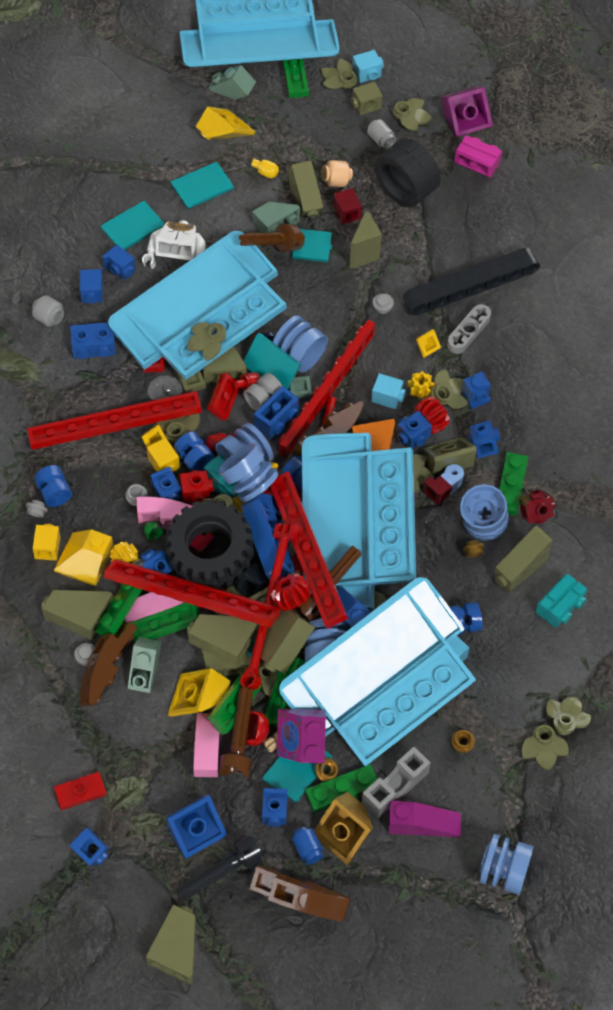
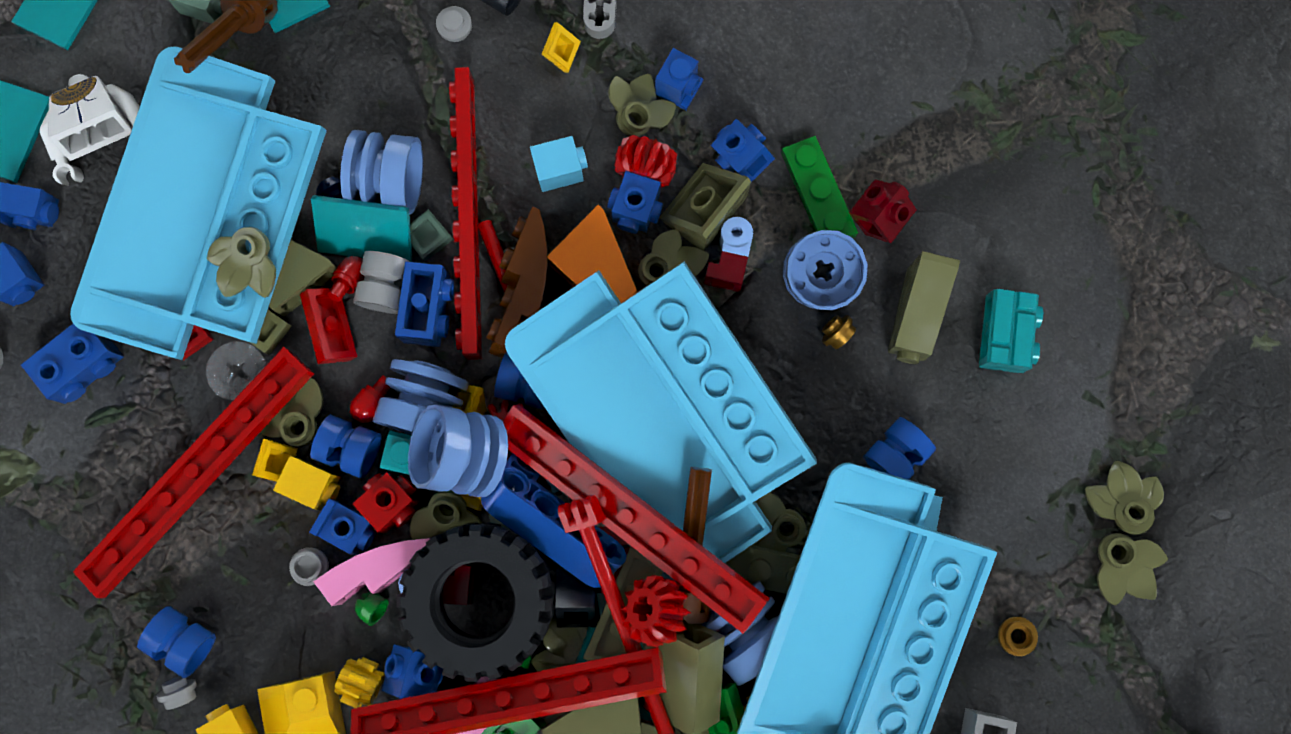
camera: 30 degrees left, 20 degrees up
(354, 608) = (759, 559): blue slope -> none
(420, 385) = (601, 114): yellow gear -> none

